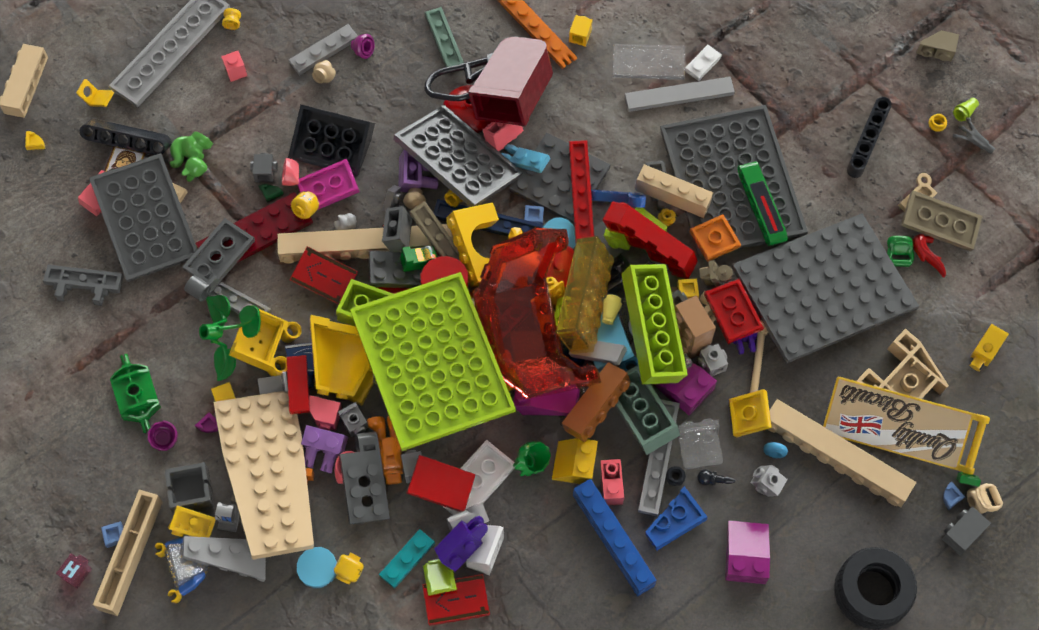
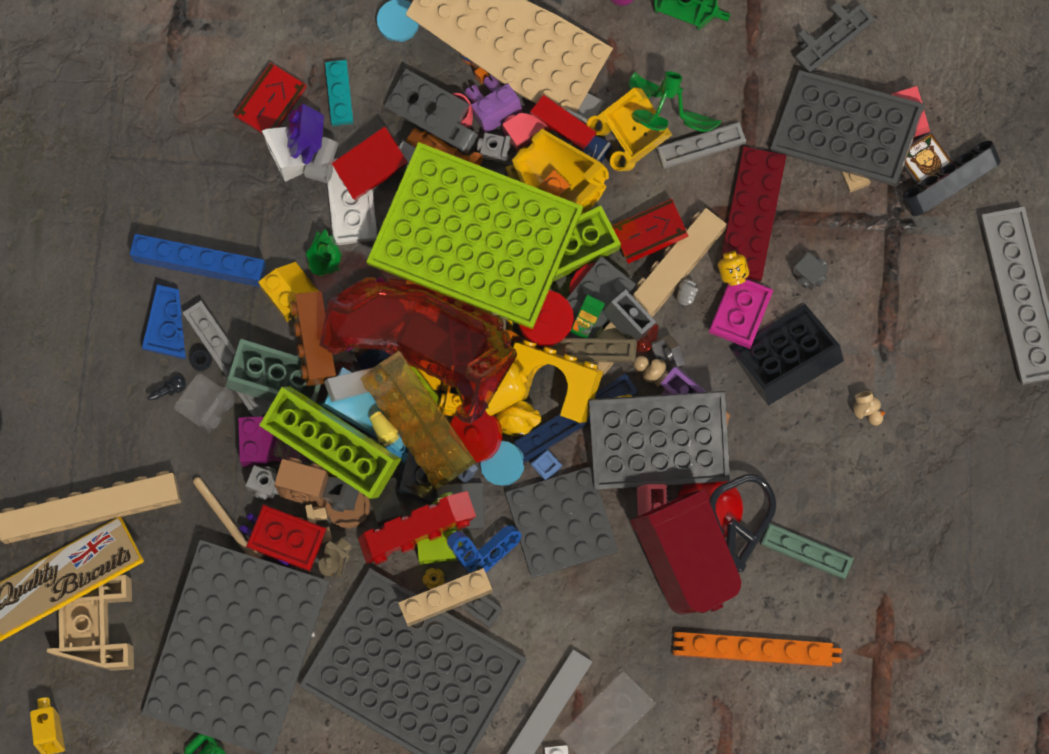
camera: 135 degrees right, 10 degrees up
(33, 141) = (1023, 103): yellow tile -> none
(97, 98) = (1021, 189): yellow bracket -> none
(191, 147) = (887, 225): bright green animal -> none
(207, 424) = (604, 34): magenta tile -> none
(209, 273) = (743, 137): dark grey hinge -> none
(223, 392) = (617, 68): yellow tile -> none
(231, 19) = (1005, 373): yellow wheel -> none
(234, 66) = (946, 331): coral brick -> none
(270, 192) = (783, 260): dark green tile -> none
(290, 173) = (782, 288): coral piece -> none
(323, 49) = (896, 431): light grey plate -> none
(346, 355) = (555, 184): none -> orange plate
(348, 568) = (372, 39): yellow head -> none
(363, 46) = (864, 465): magenta brick -> none
(438, 577) = (296, 95): lime piece -> none
(526, 158) = (604, 503): medium azure hinge -> none
(580, 30) = (697, 684): yellow brick -> none
(581, 189) = (526, 521): red tile -> none
(612, 482) = (241, 298): coral slope -> none
(689, 287) = (346, 526): yellow tile -> none
(715, 238) = (370, 595): orange tile -> none
(747, 552) = (85, 355): magenta slope -> none
(750, 413) = (189, 467): yellow tile -> none
(762, 203) = (361, 667): green beam -> none
(768, 480) = (121, 425): light grey brick -> none
(775, 450) = (141, 460): dark azure piece -> none

